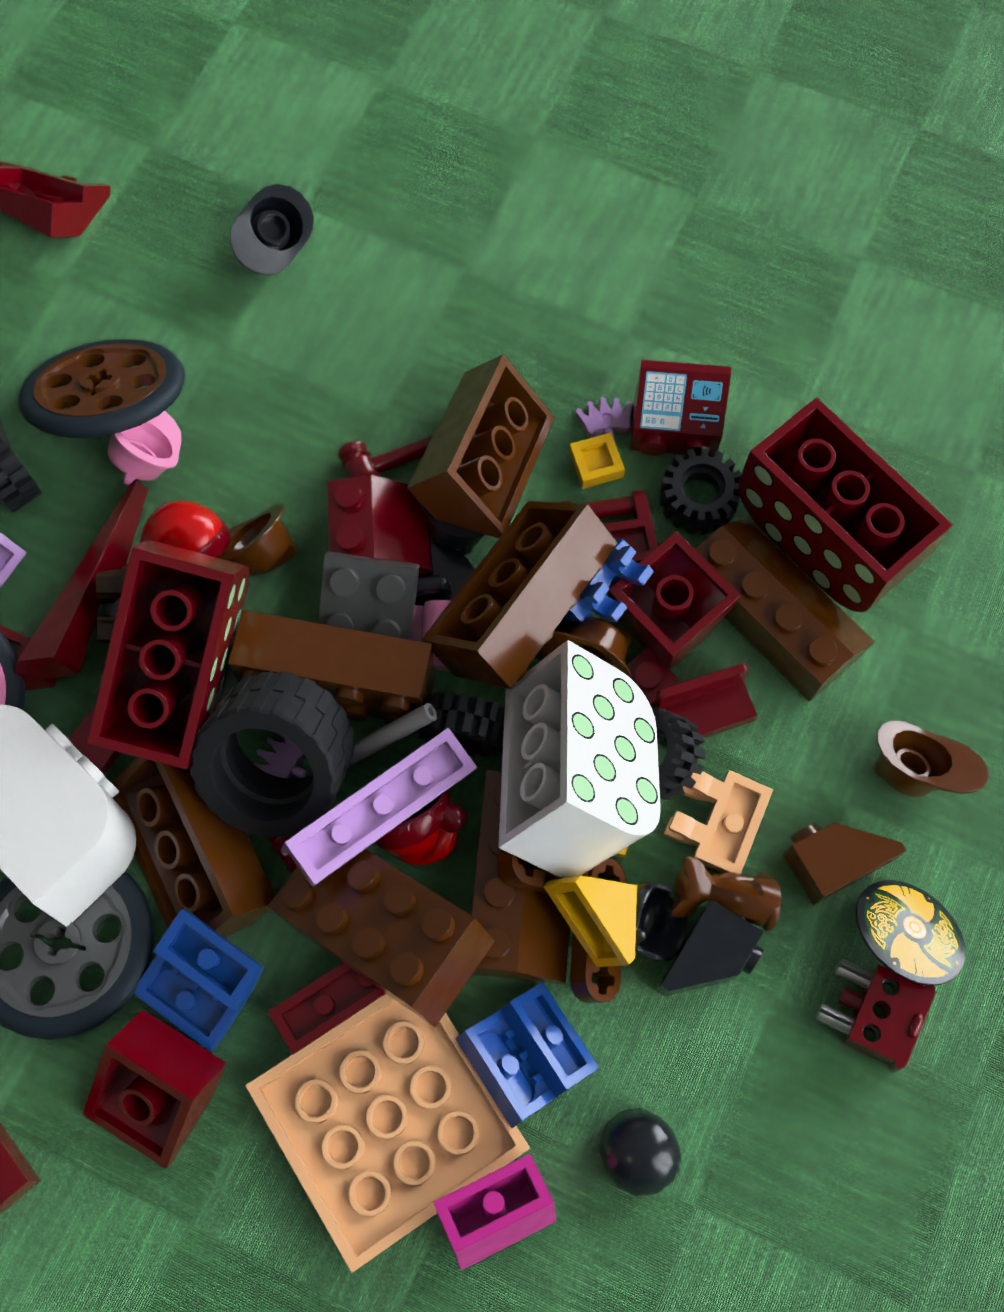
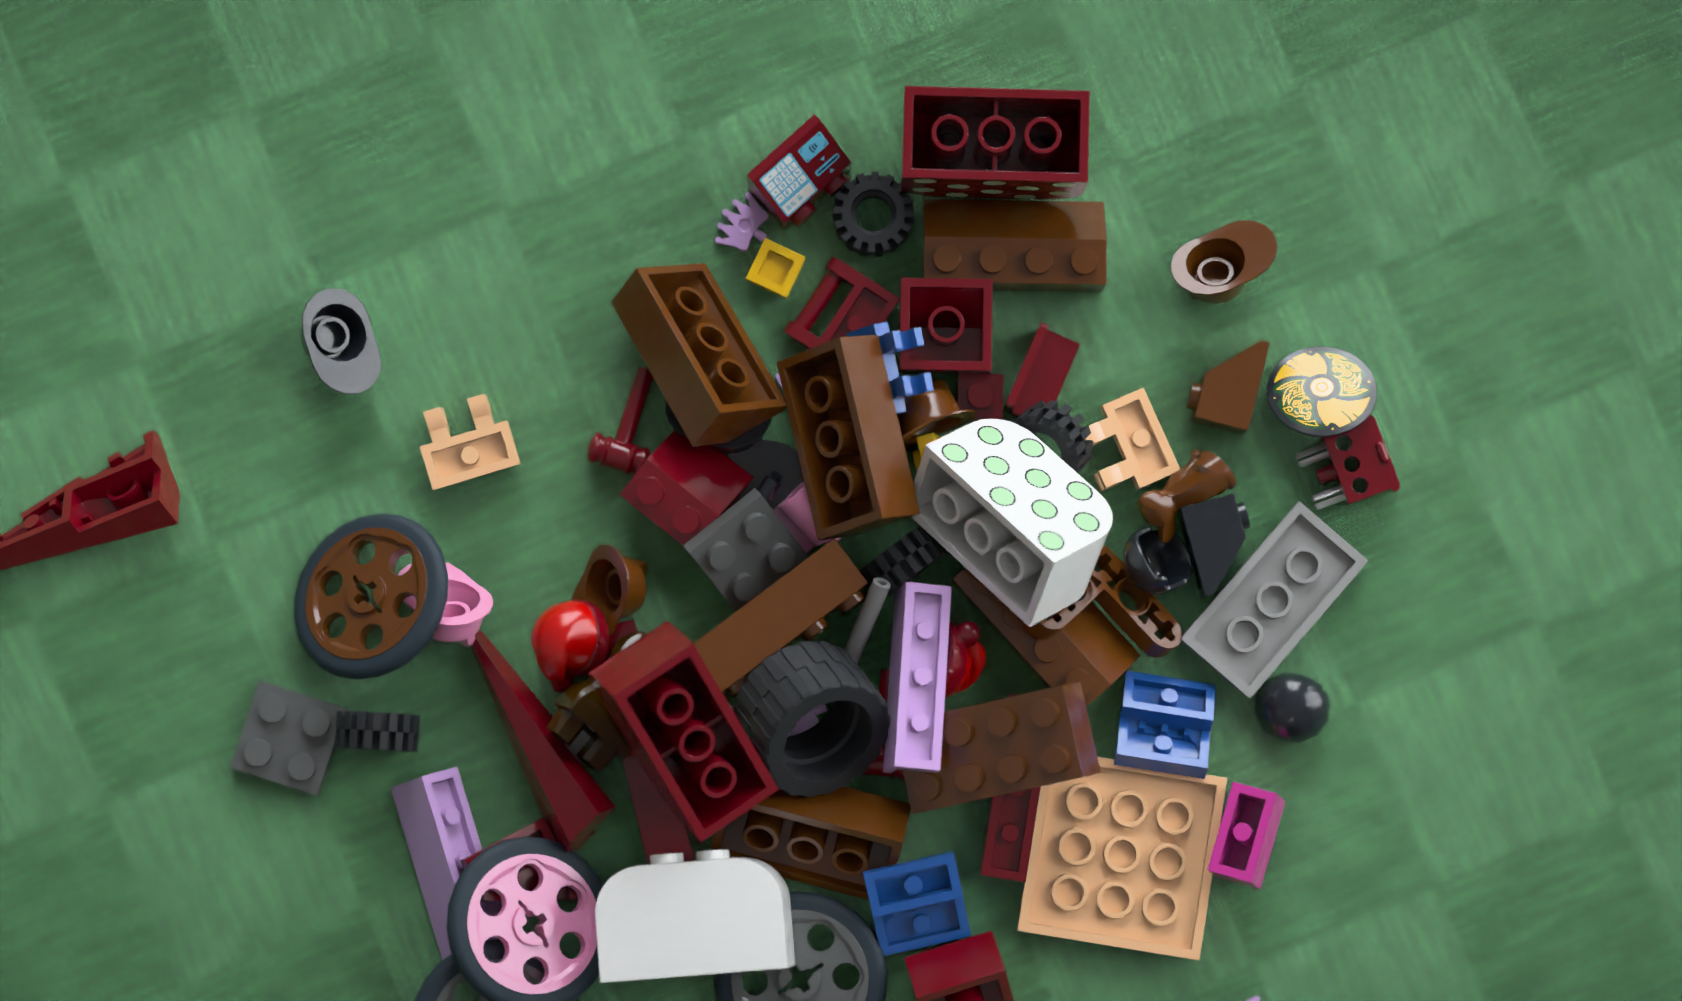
camera: 50 degrees left, 15 degrees up
(270, 377) = (468, 454): none -> light nougat plate
(599, 915) = (1126, 596): yellow slope -> none
(712, 1050) = (1273, 600): none -> light grey plate

